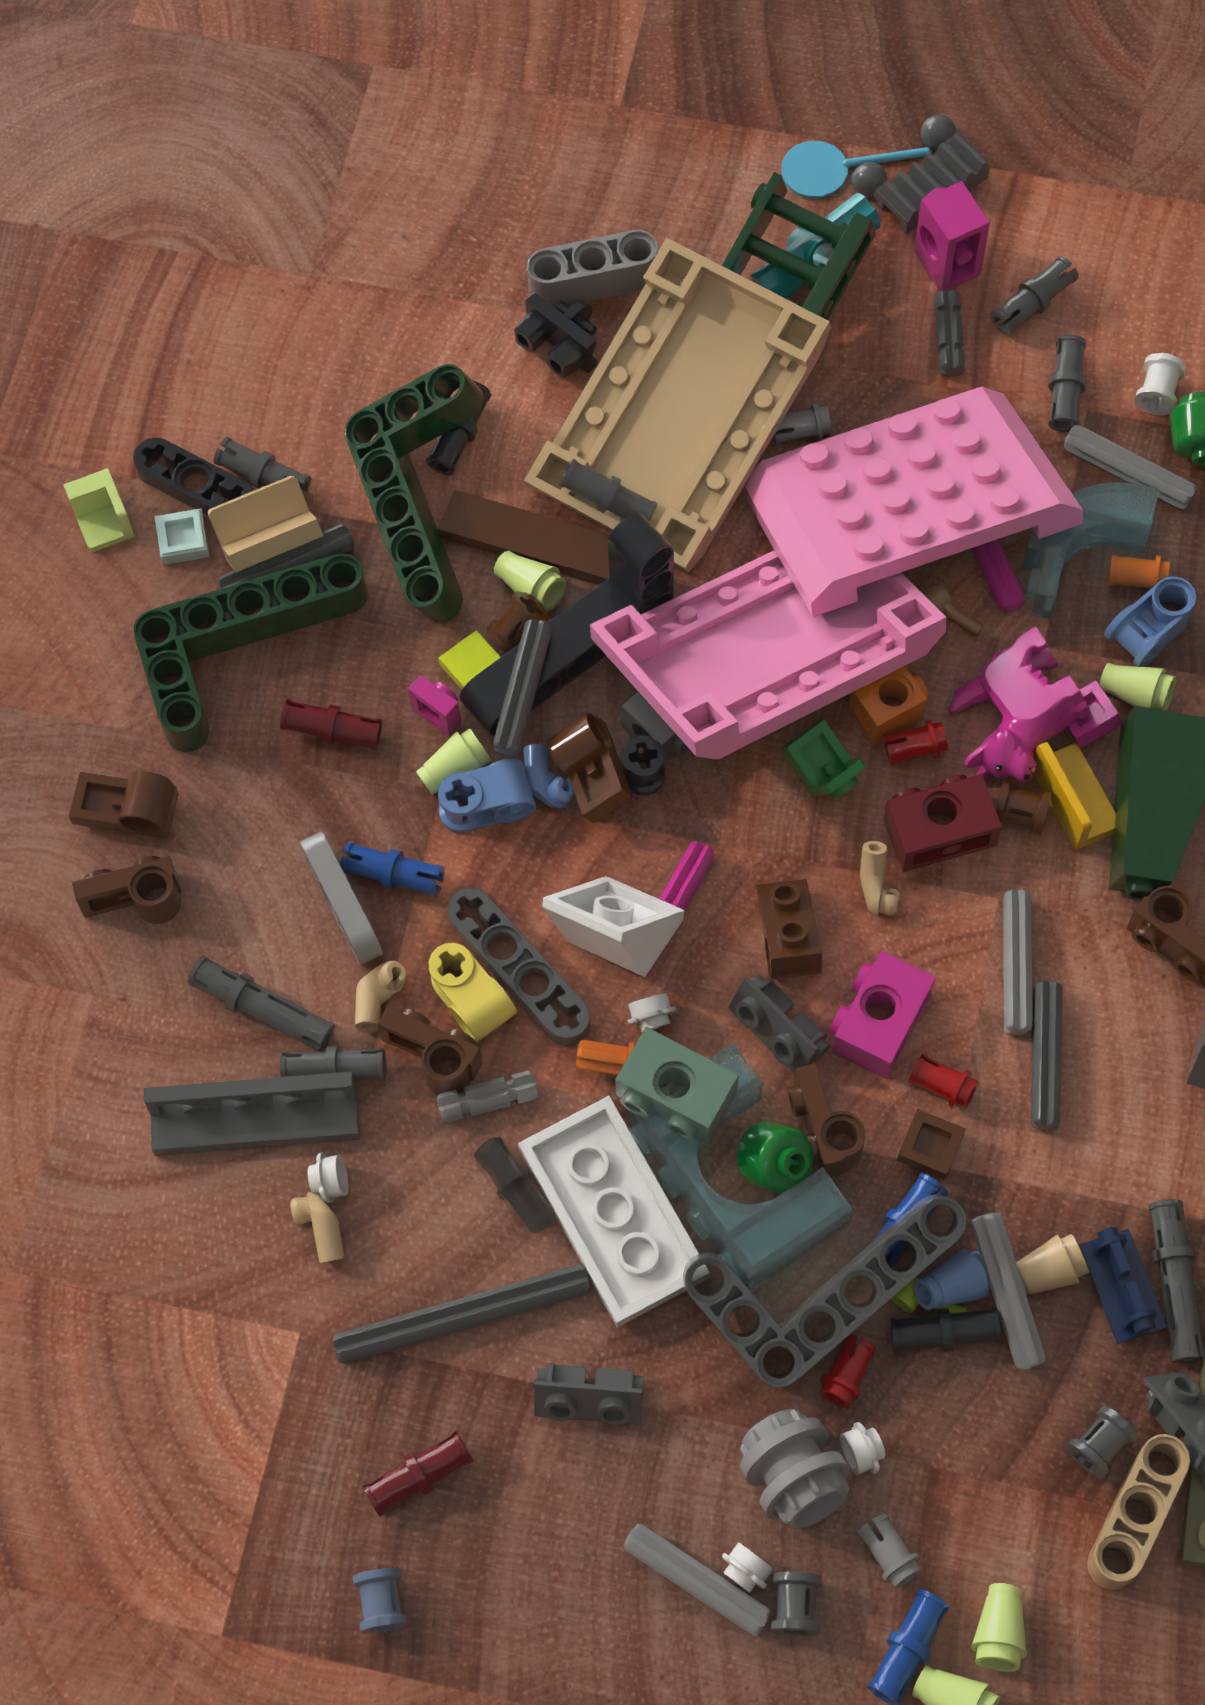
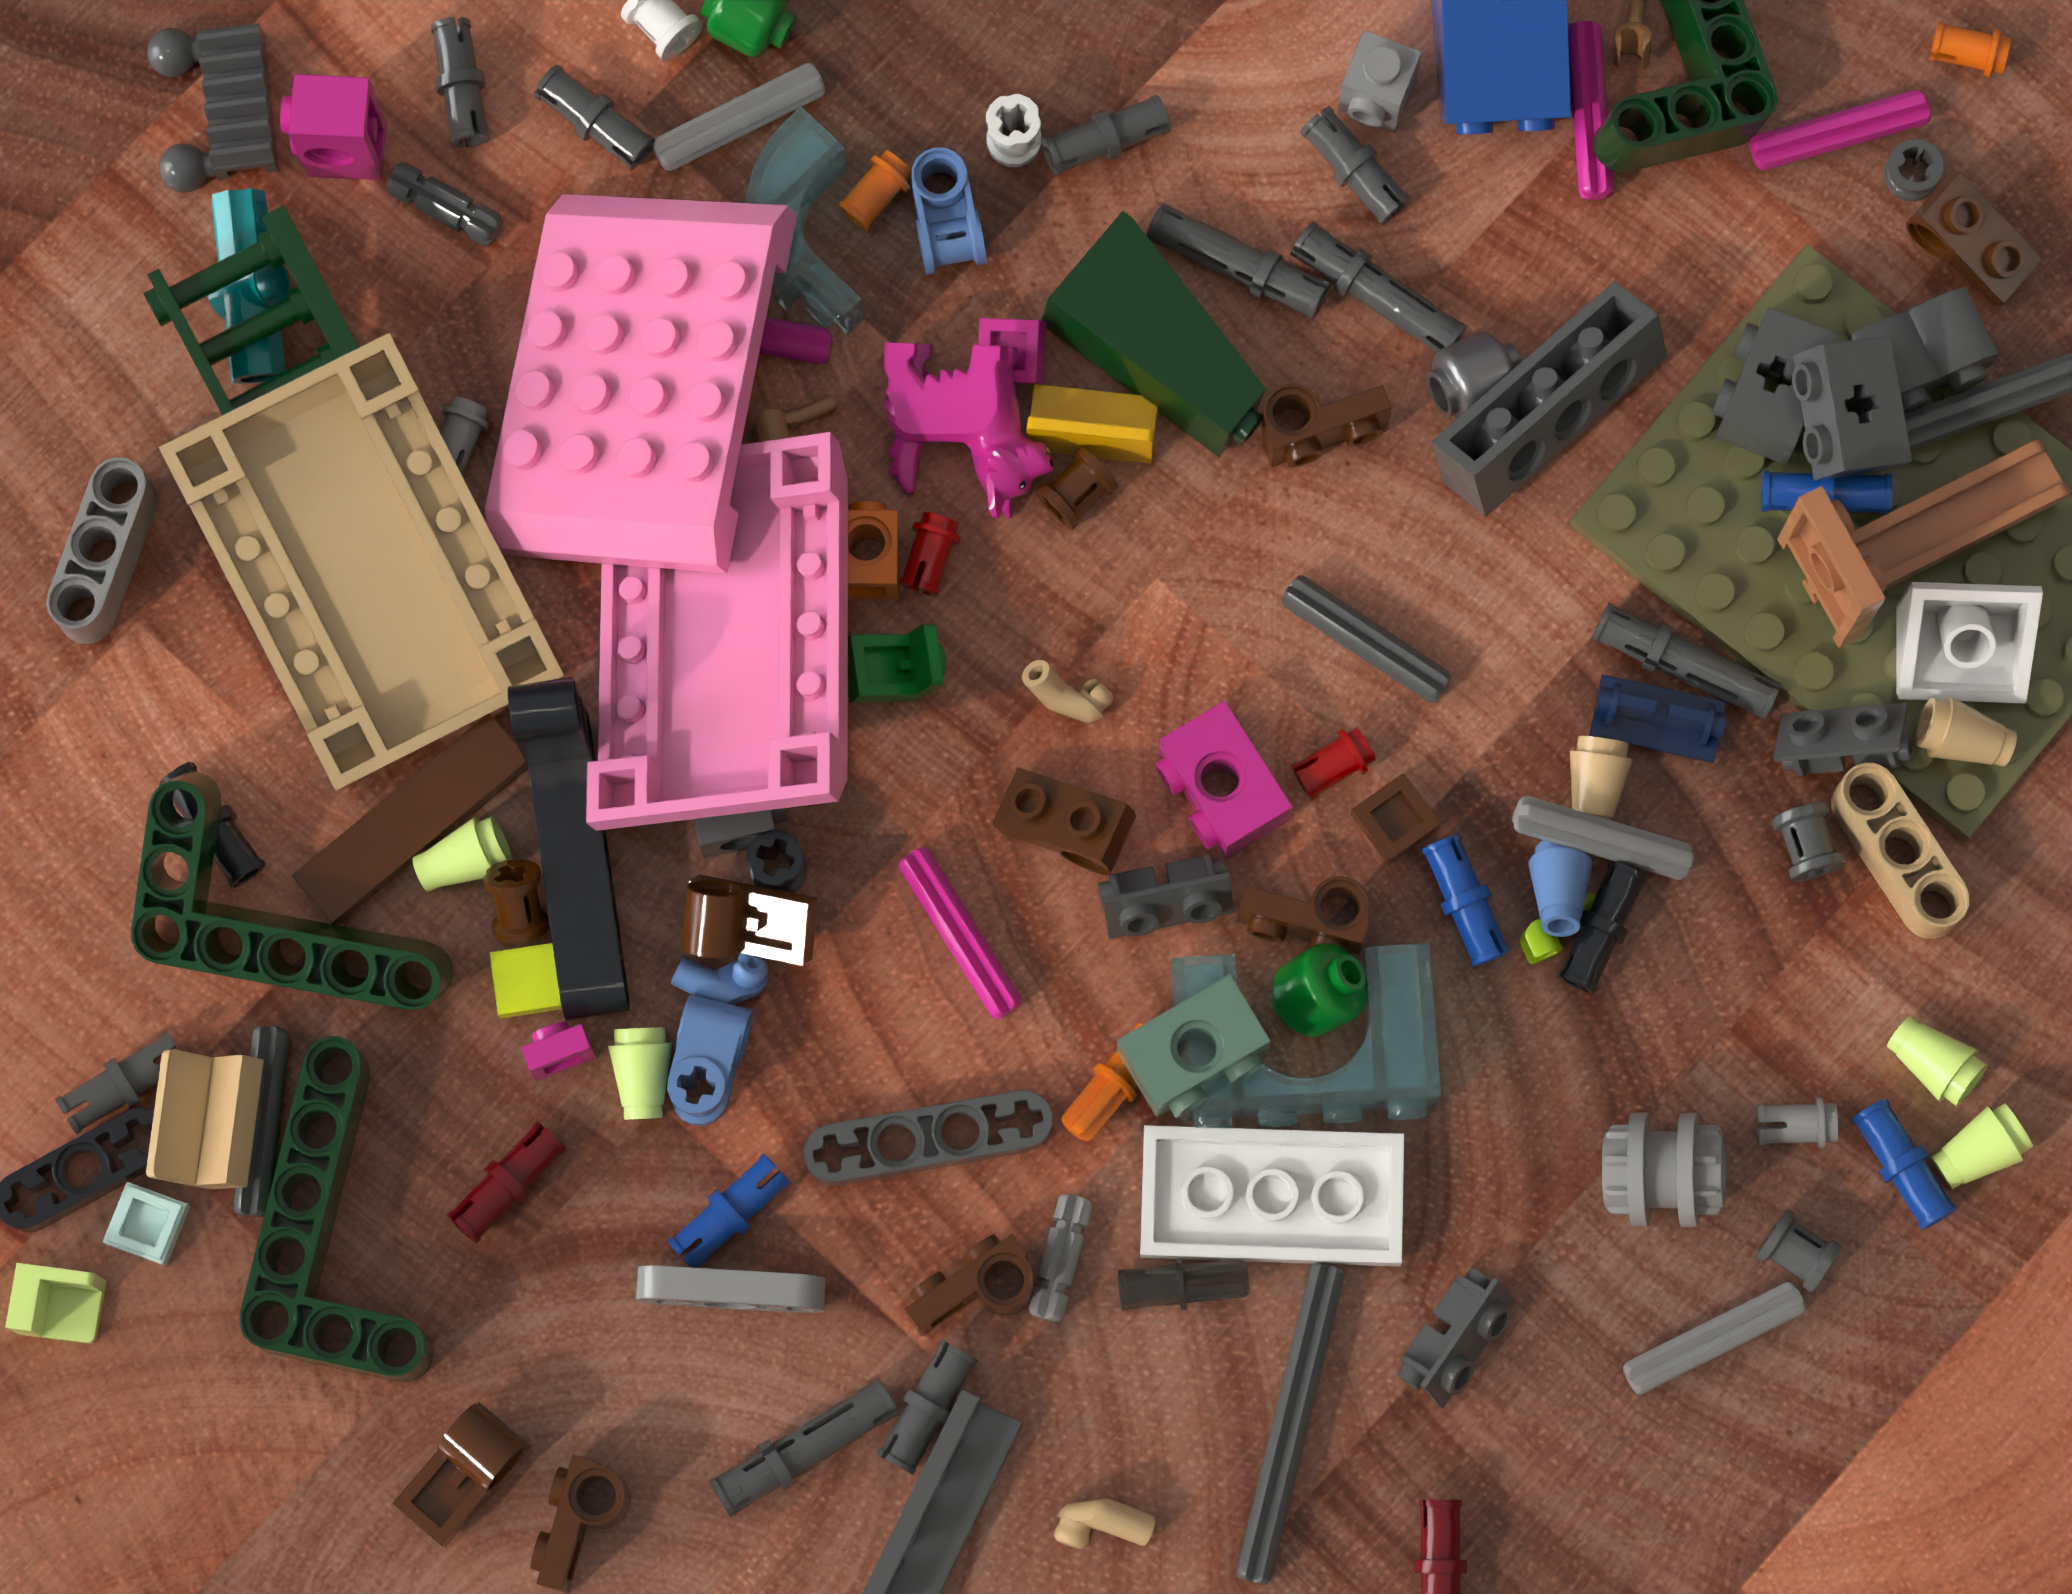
camera: 60 degrees left, 10 degrees up
(328, 1177) = (1053, 1483): white plate -> none
(374, 991) = (862, 1314): tan arm -> none
(473, 997) = (946, 1209): light yellow piece -> none
(522, 687) = (611, 942): dark grey axle -> none
(564, 329) = (162, 629): black hips -> none
(605, 492) = (420, 706): dark grey pin -> none
(614, 922) = (949, 999): white slope -> none
(651, 1012) = (1071, 1024): white plate -> none
(746, 1568) = (1733, 1280): white plate -> none
(821, 169) = (126, 214): medium azure piece -> none
(828, 1298) = (1505, 1023): dark grey beam -> none
(847, 1371) = (1589, 1056): red pin -> none
(862, 1449) = (1677, 1088): white plate -> none
(923, 842) = (1045, 620): dark red brick -> none
(1017, 962) = (1245, 603): light grey axle -> none
(1139, 685) = (1011, 276): yellowish green cone -> none

